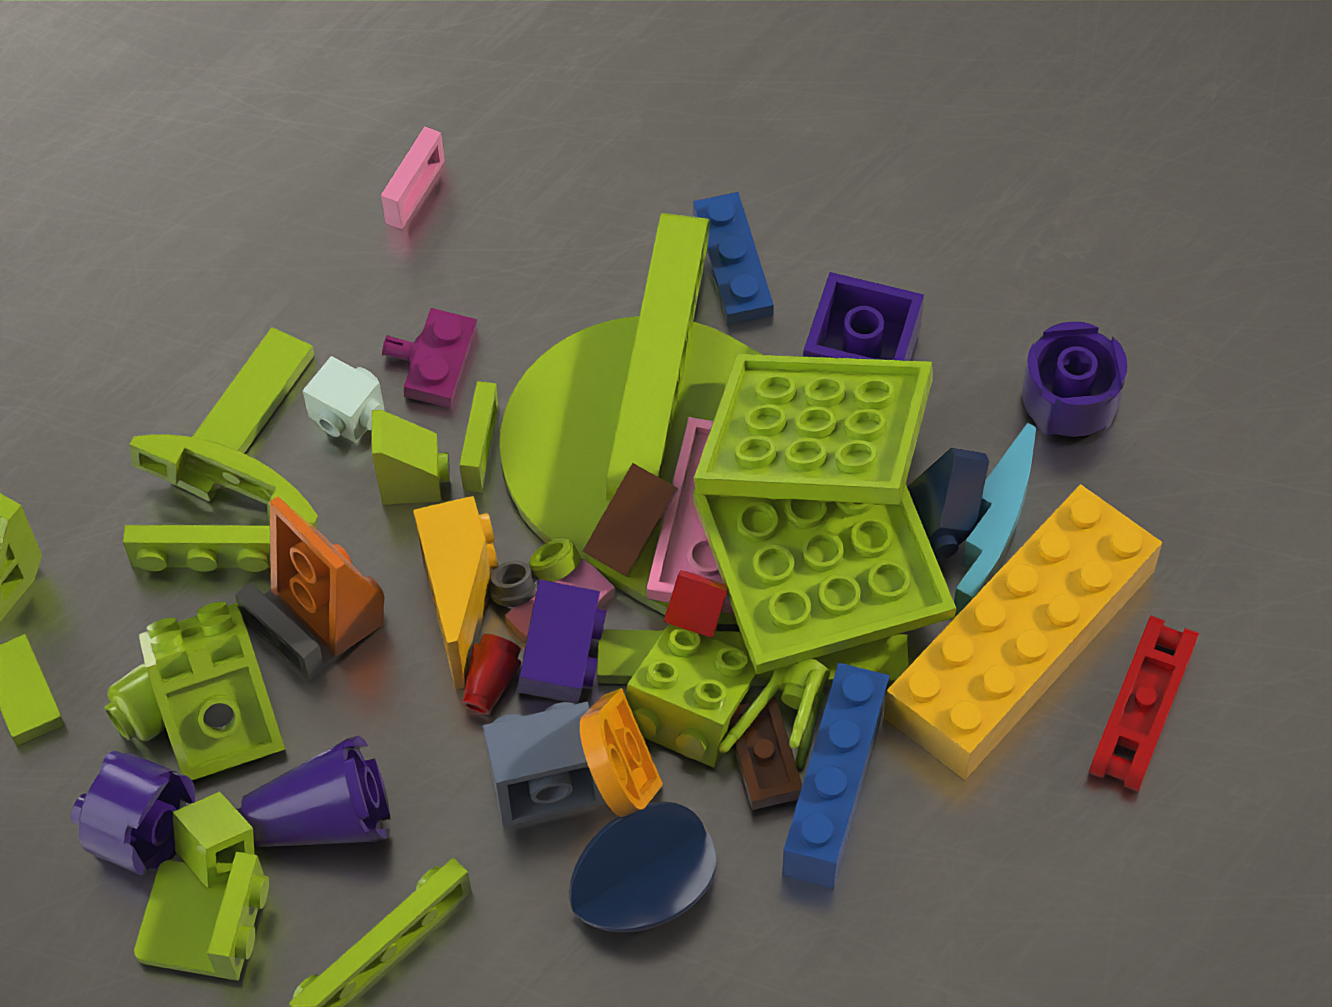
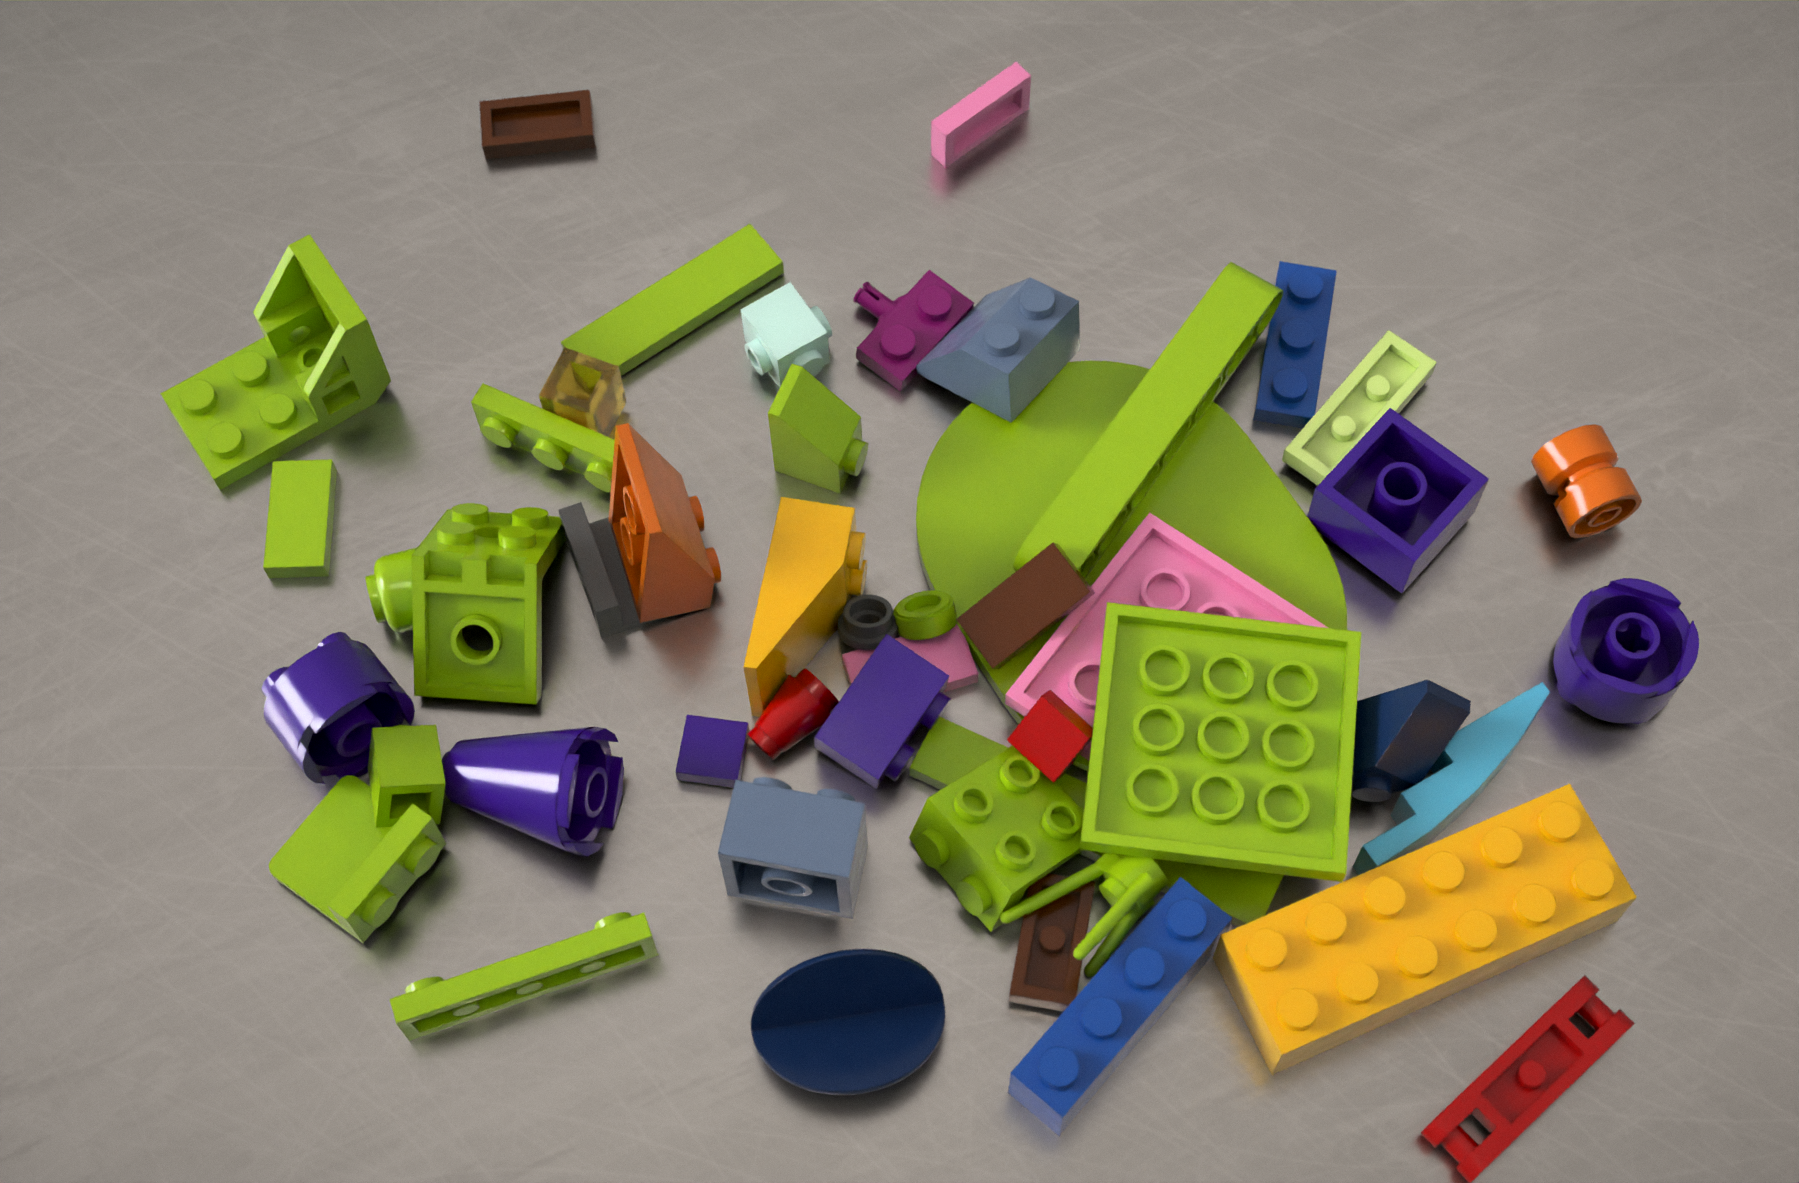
camera: 25 degrees right, 5 degrees up
(59, 317) = (537, 124): none -> reddish brown tile
(170, 455) = (571, 327): lime slope -> none
(209, 497) = (584, 391): none -> clear yellow brick
(440, 726) = (712, 751): none -> dark purple tile
(479, 436) = (911, 438): lime tile -> none
(520, 339) = (1007, 347): none -> sand blue slope
(618, 755) = (872, 879): light orange tile -> none
(801, 285) = (1381, 381): none -> yellowish green plate
(815, 429) = (1282, 591): lime plate -> none
(985, 267) = (1584, 476): none -> orange wheel

